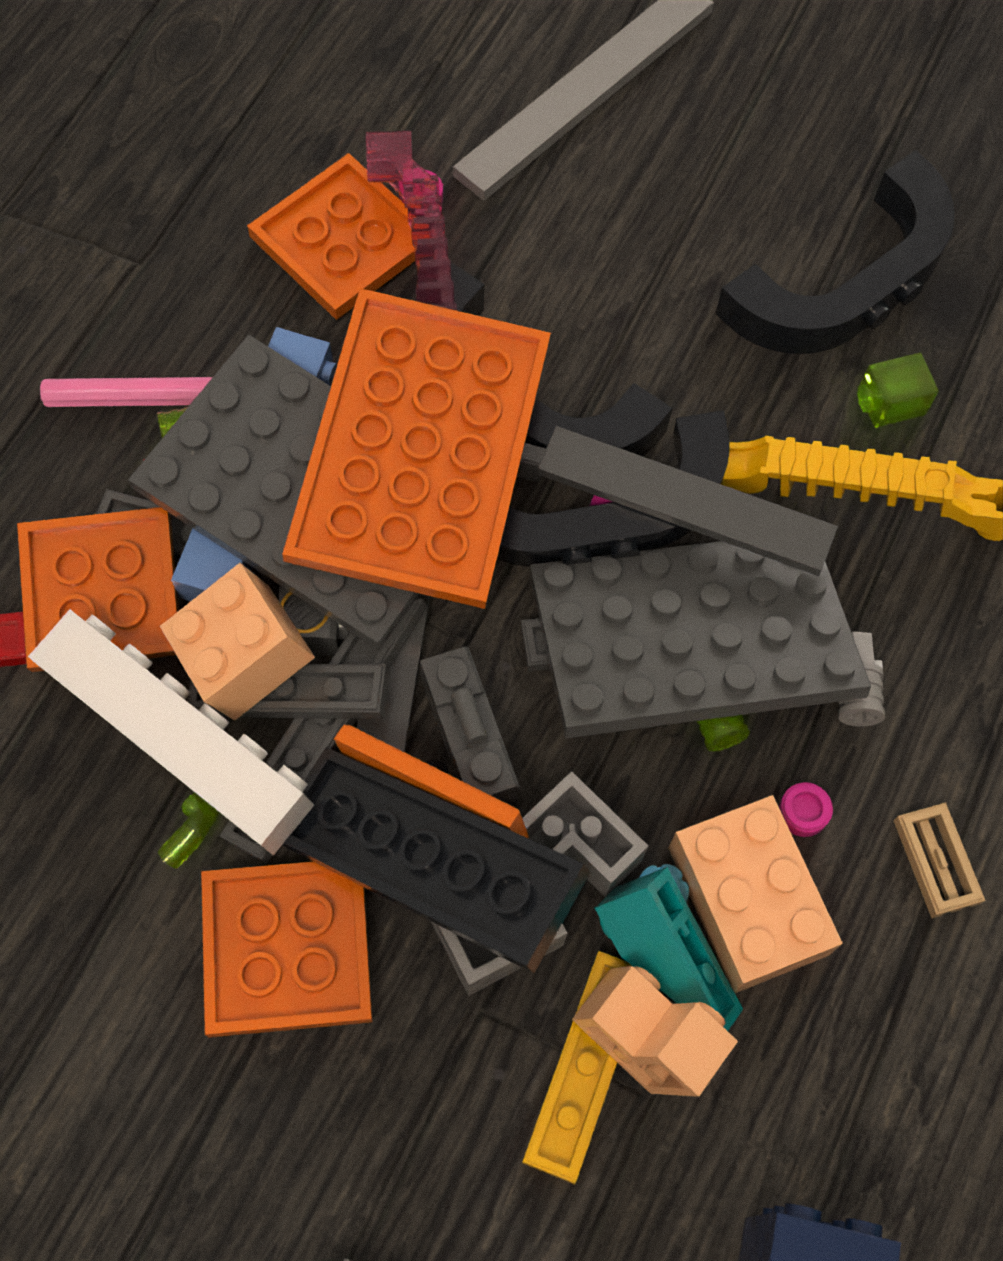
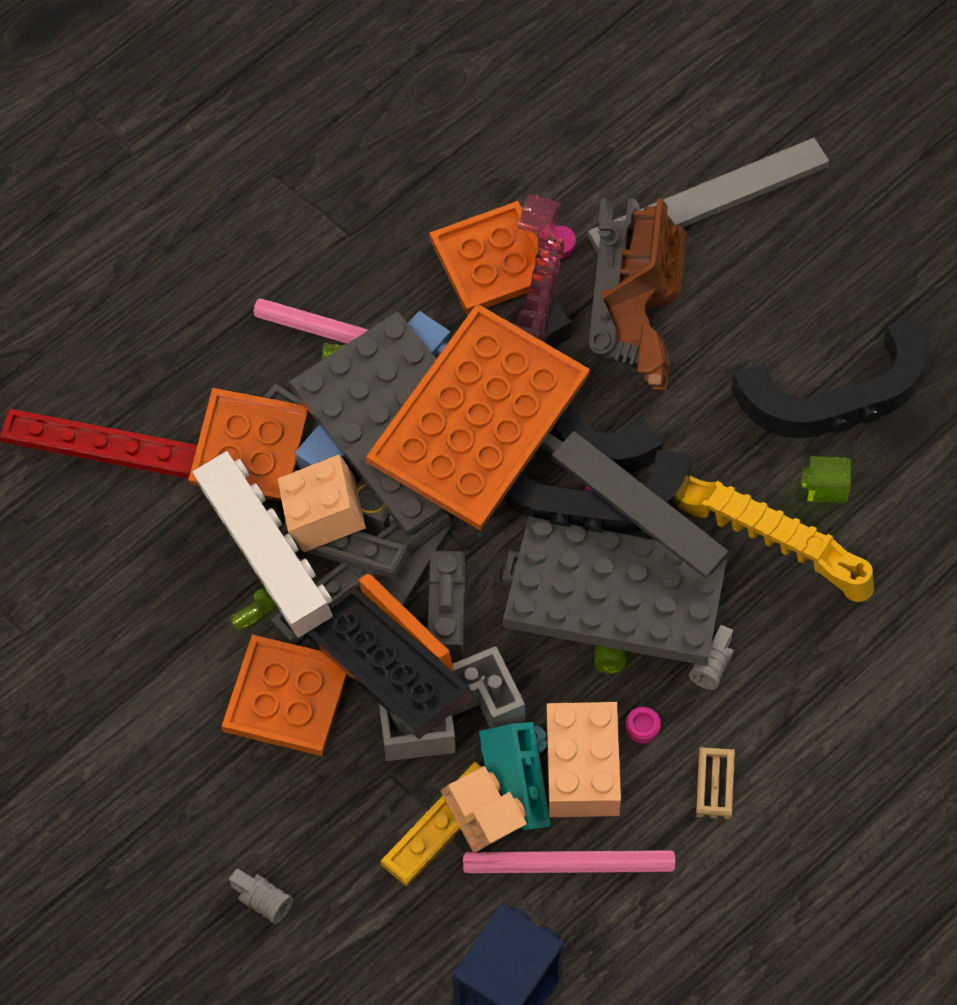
camera: 25 degrees right, 5 degrees down
(546, 211) = (636, 270): none -> dark orange piece
(797, 1056) = (569, 861): none -> bright pink axle

